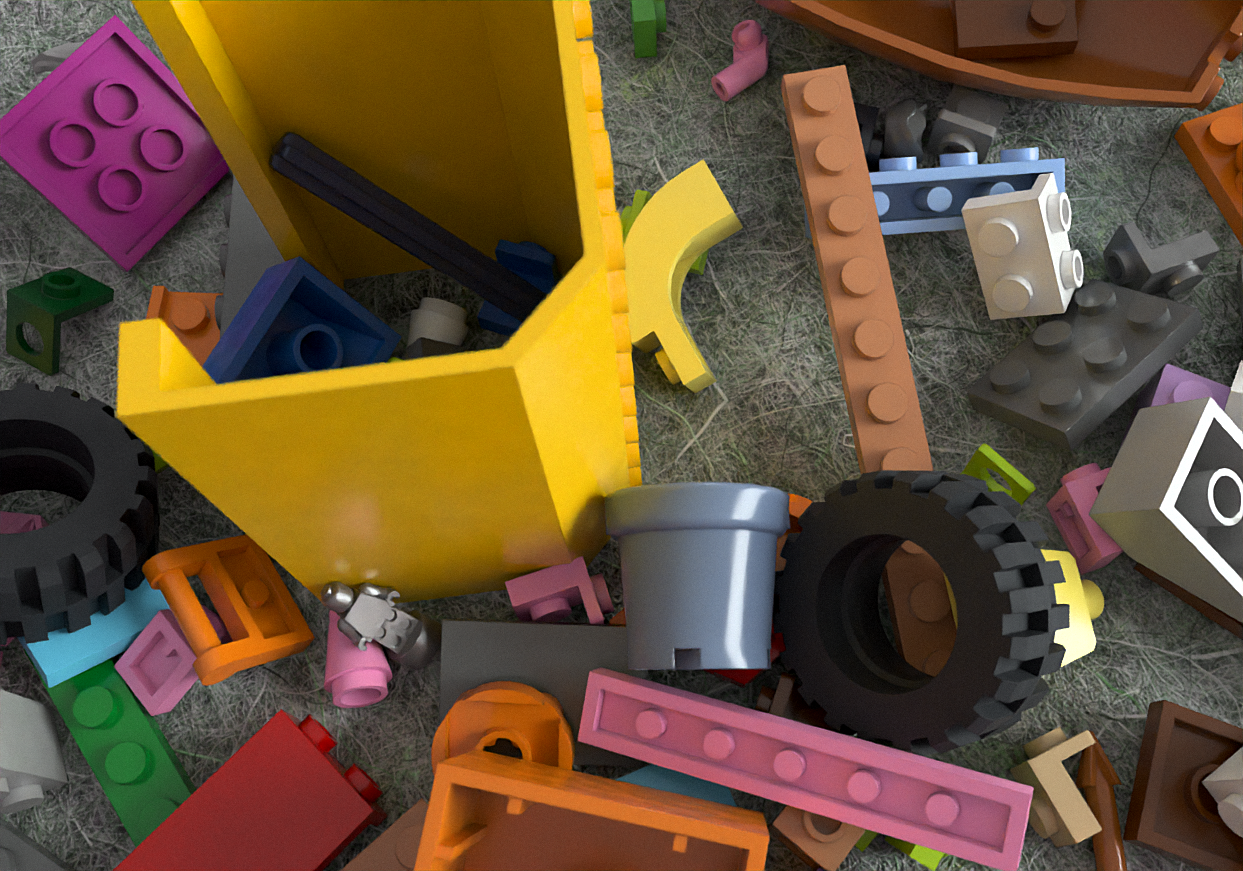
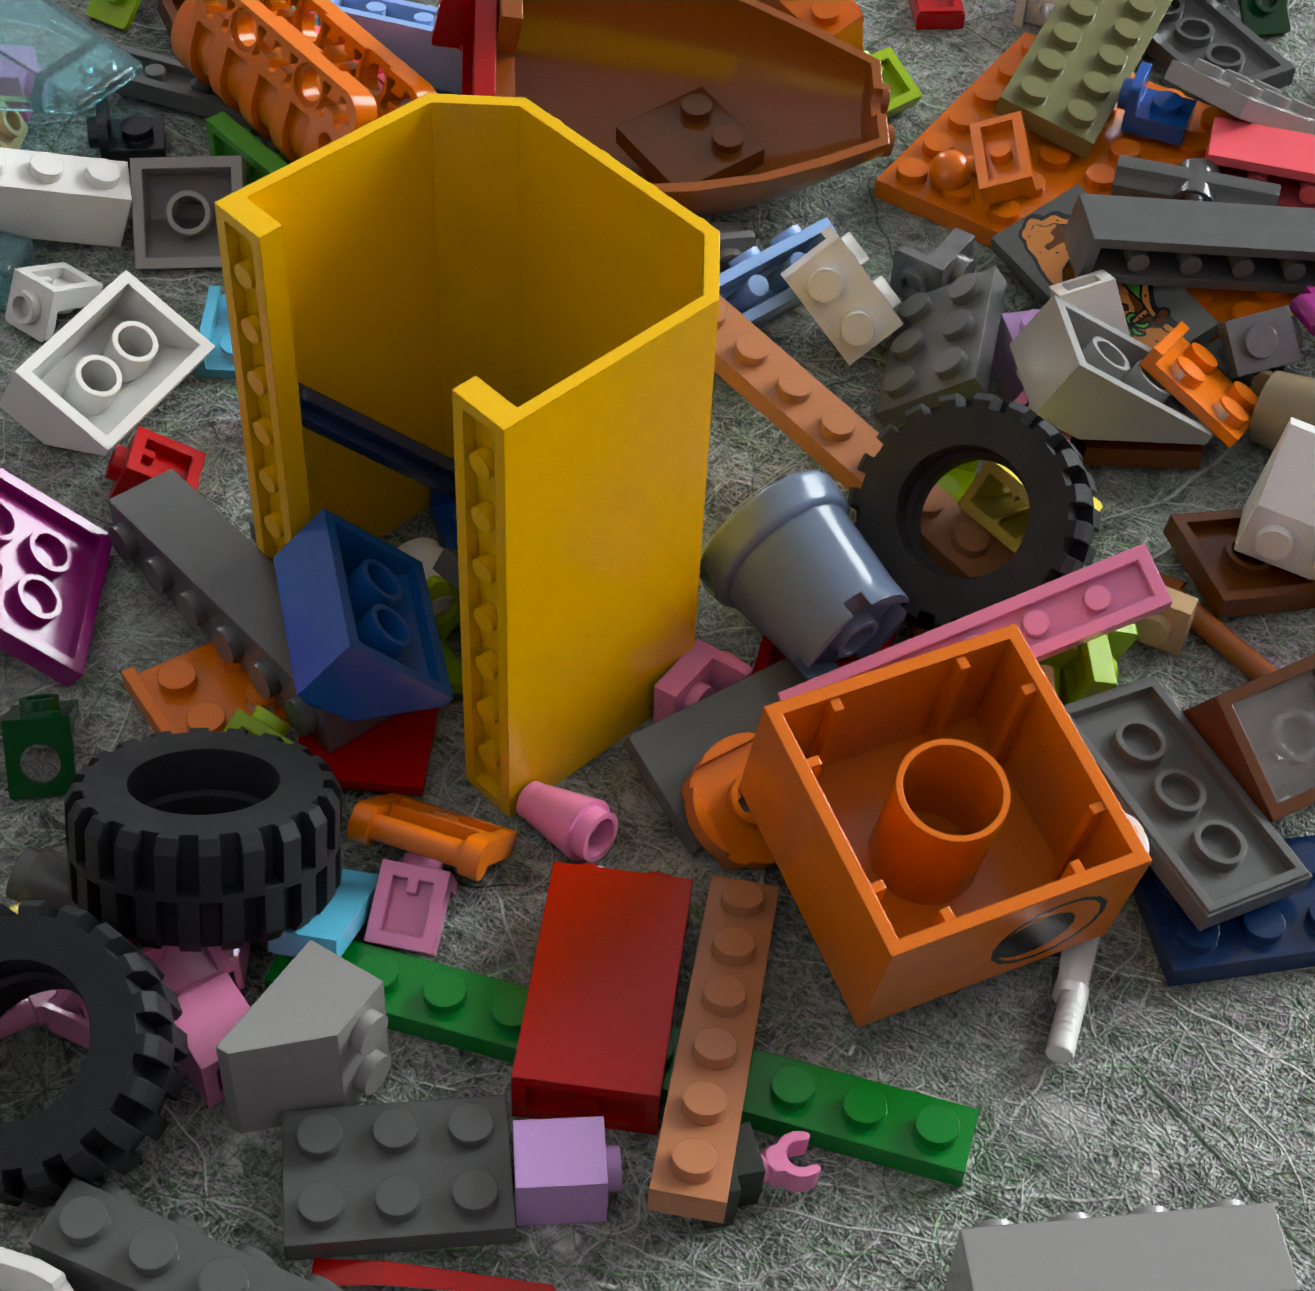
camera: 45 degrees left, 20 degrees down
(371, 613) = (581, 769): flat silver piece -> none

